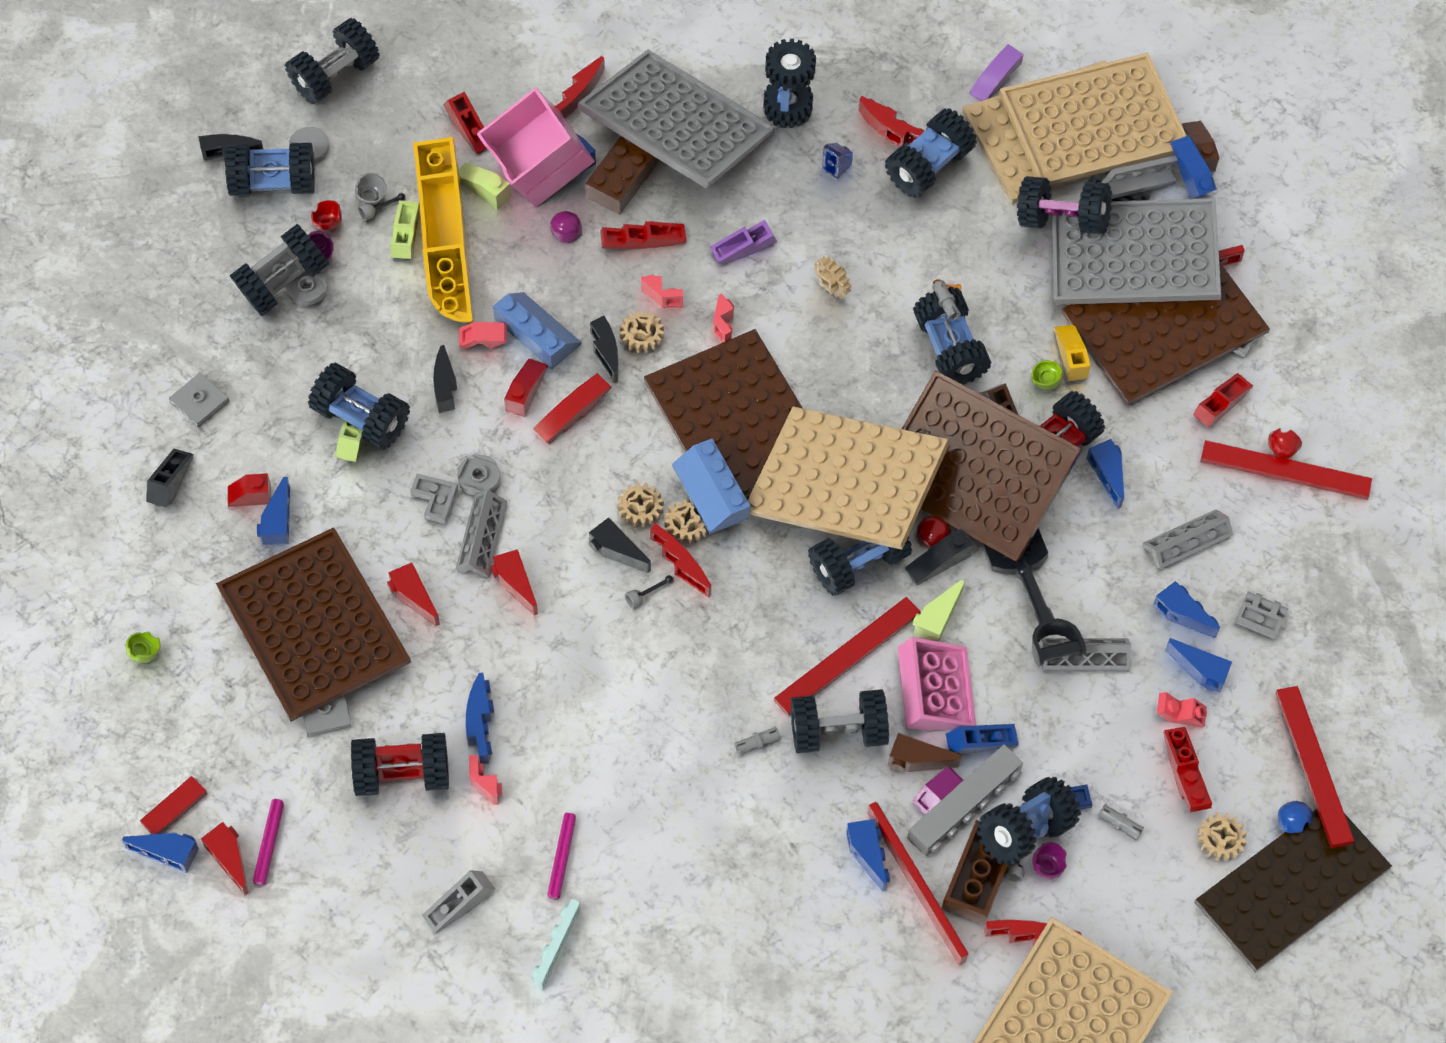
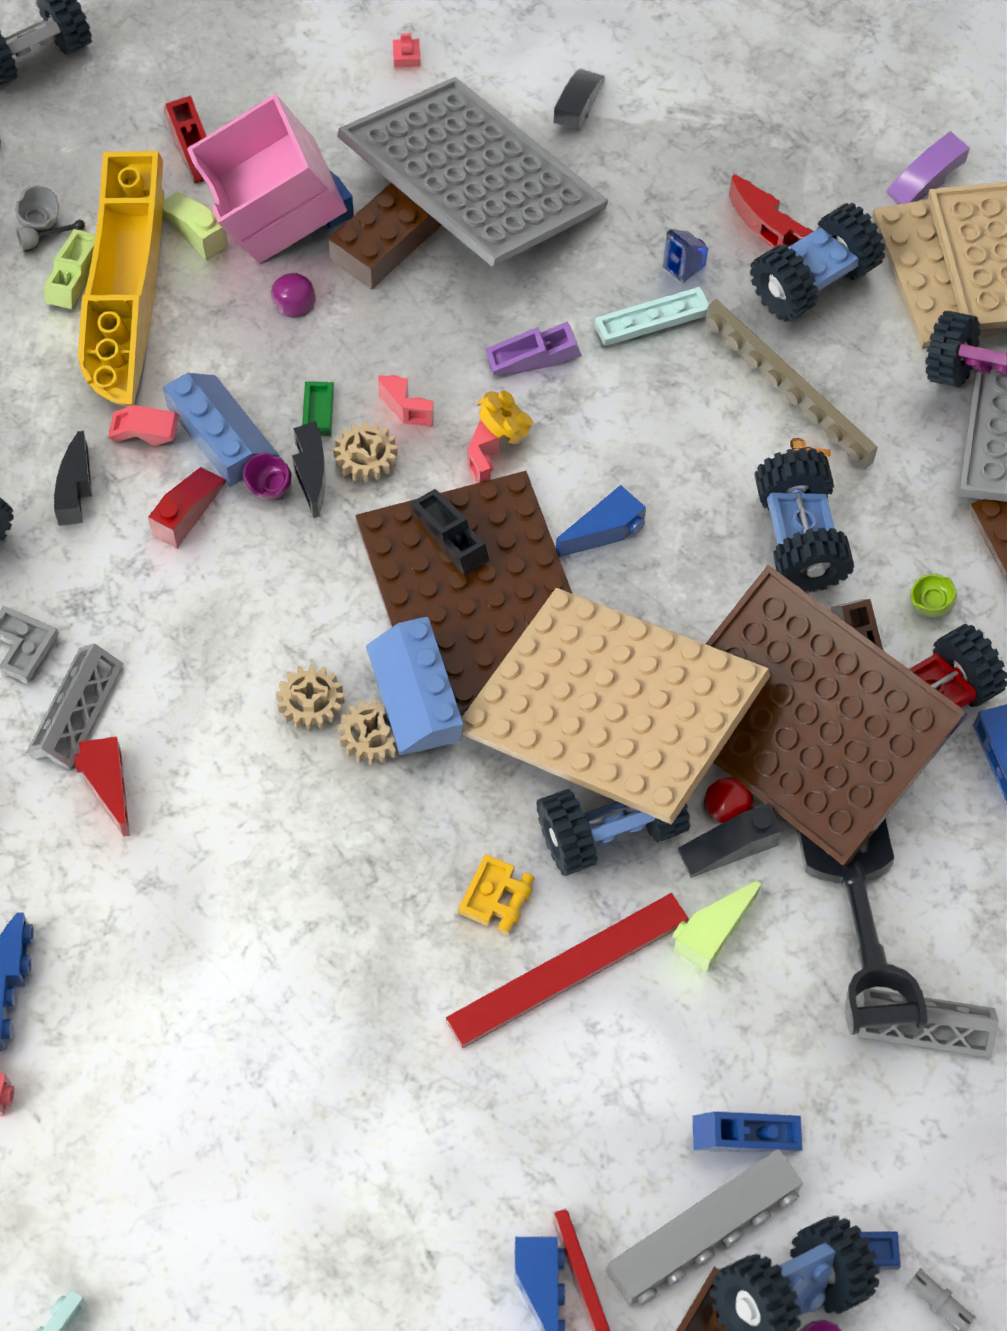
camera: 10 degrees right, 0 degrees up
(473, 466) = (79, 608): light grey plate -> none
(561, 855) = (76, 1215): dark pink axle -> none
(572, 407) = (243, 544): red slope -> none
(578, 358) = (267, 476): none -> magenta hair
(582, 86) = (356, 106): red slope -> none
(601, 303) = (319, 405): none -> green tile
(608, 34) = (406, 51): none -> coral tile
(615, 545) = (261, 752): black slope -> none
(635, 598) = (274, 833): hinge -> none
(643, 236) = (397, 323): red slope -> none
(684, 564) = (353, 795): red slope -> none
(713, 378) = (450, 531): none -> black slope
(733, 293) = (504, 416): none -> yellow plate
(739, 53) = (577, 98): none -> black slope
(757, 741) = (408, 1080): light grey pin -> none
(784, 613) = (487, 889): none -> yellow plate
(789, 70) = (635, 117): black plate -> none
(817, 357) = (604, 524): none -> blue slope
(821, 207) = (651, 316): none -> light aqua plate
(832, 277) = (647, 413): tan gear -> none
(872, 721) = (584, 1076): black plate -> none
(917, 755) = (645, 1144): reddish brown slope -> none
(925, 241) = (791, 384): none -> dark tan plate
(935, 685) = (692, 1038): bright pink slope -> none
(937, 789) = (664, 1203): magenta slope -> none
(946, 300) = (802, 467): light grey pin -> none
(1072, 353) = (976, 569): yellow slope -> none

